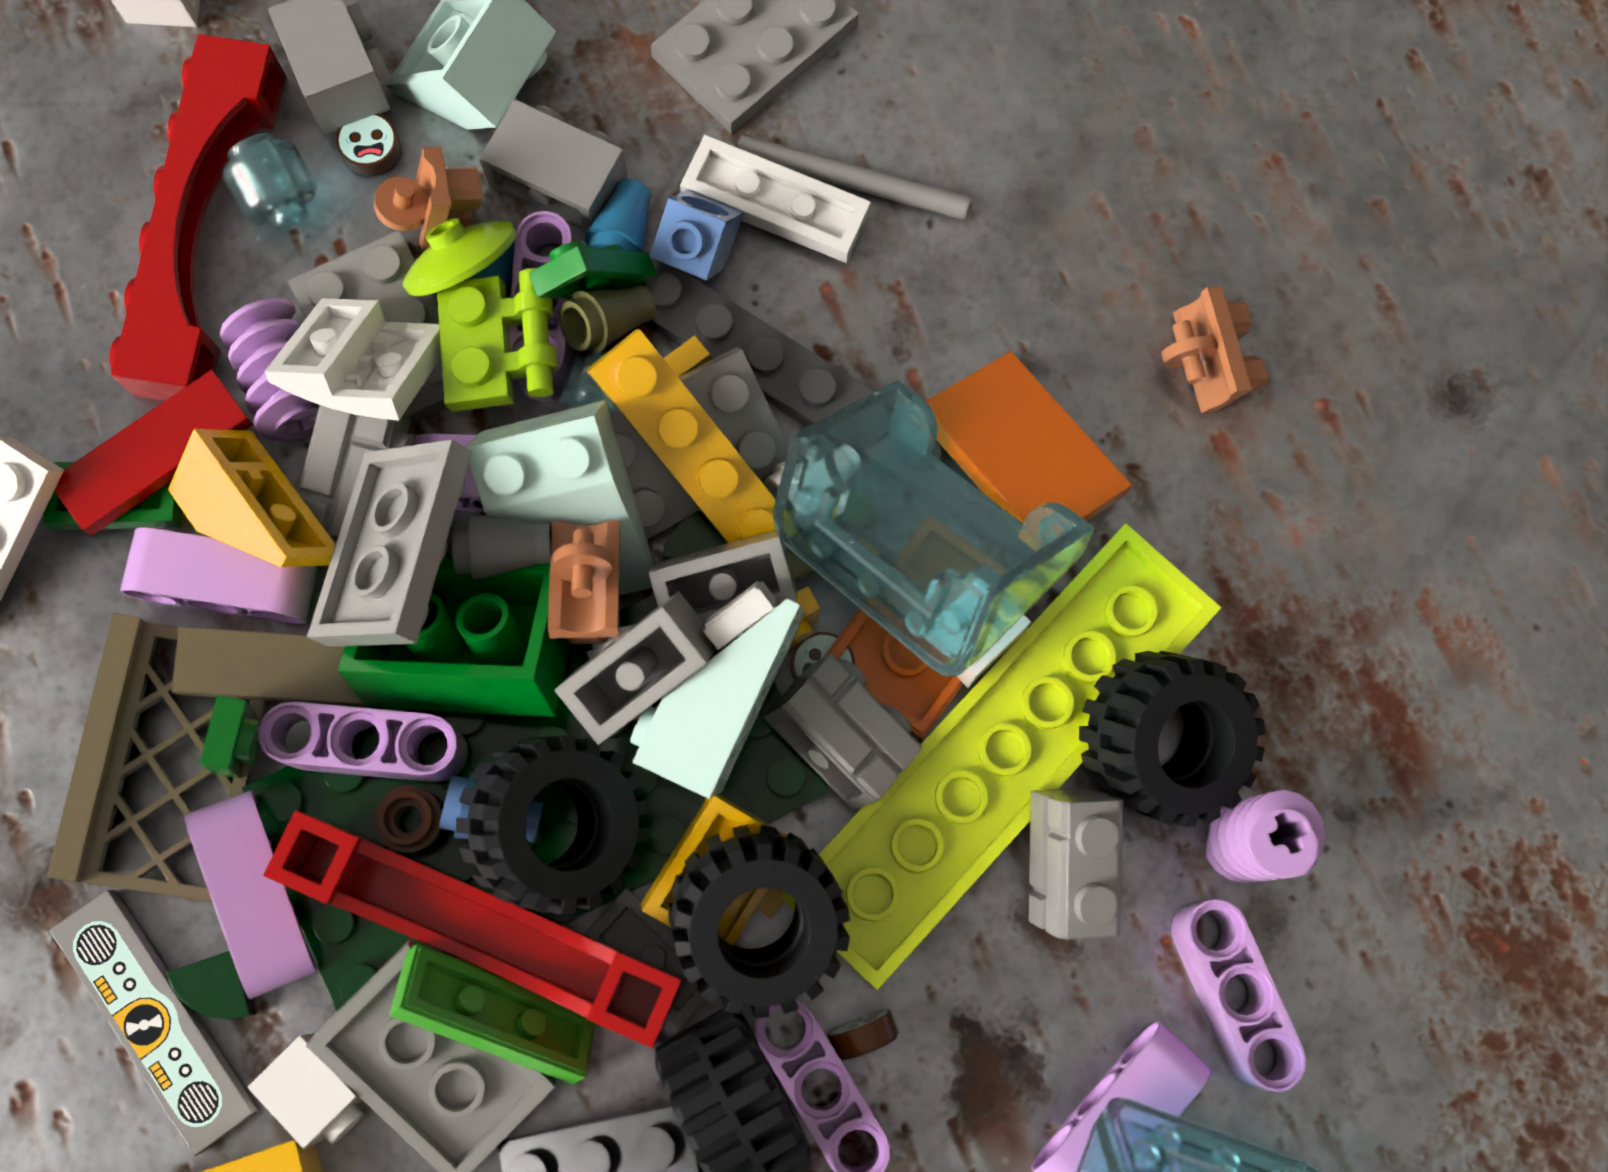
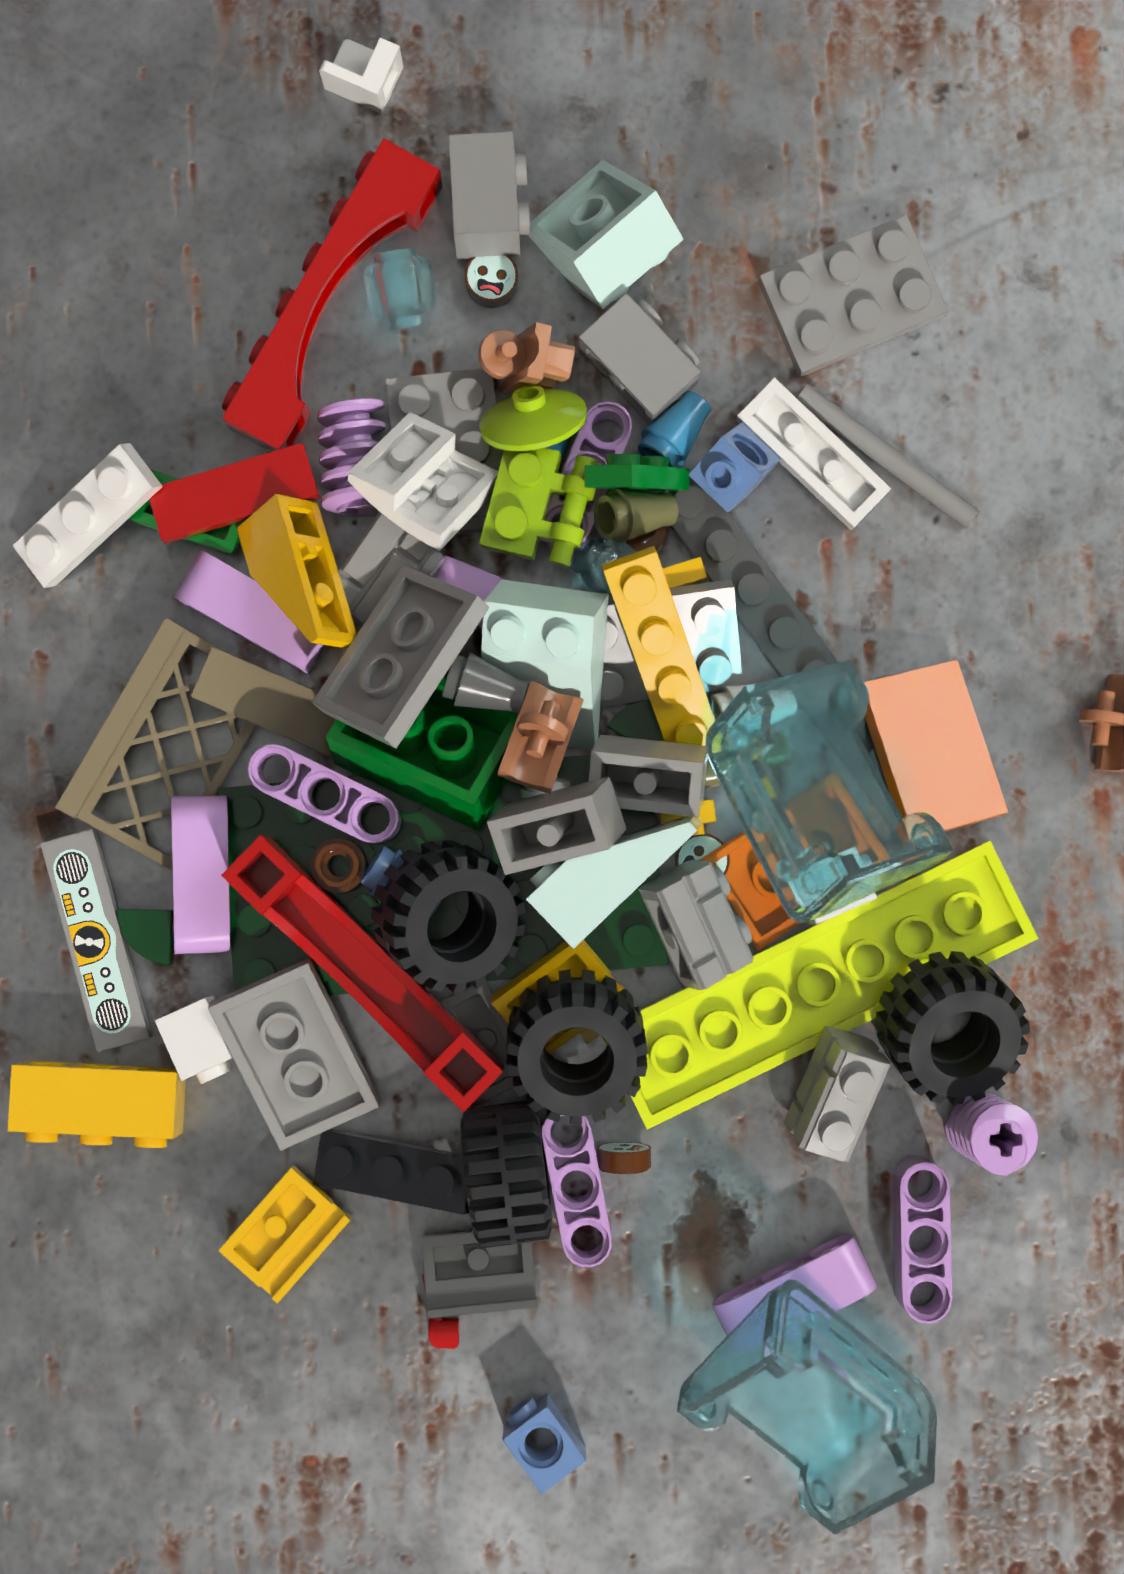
camera: 25 degrees right, 10 degrees up
(231, 738) = (227, 756): green plate -> none
(492, 1014) = (352, 1038): bright green tile -> none
(739, 614) = (649, 814): white tile -> none

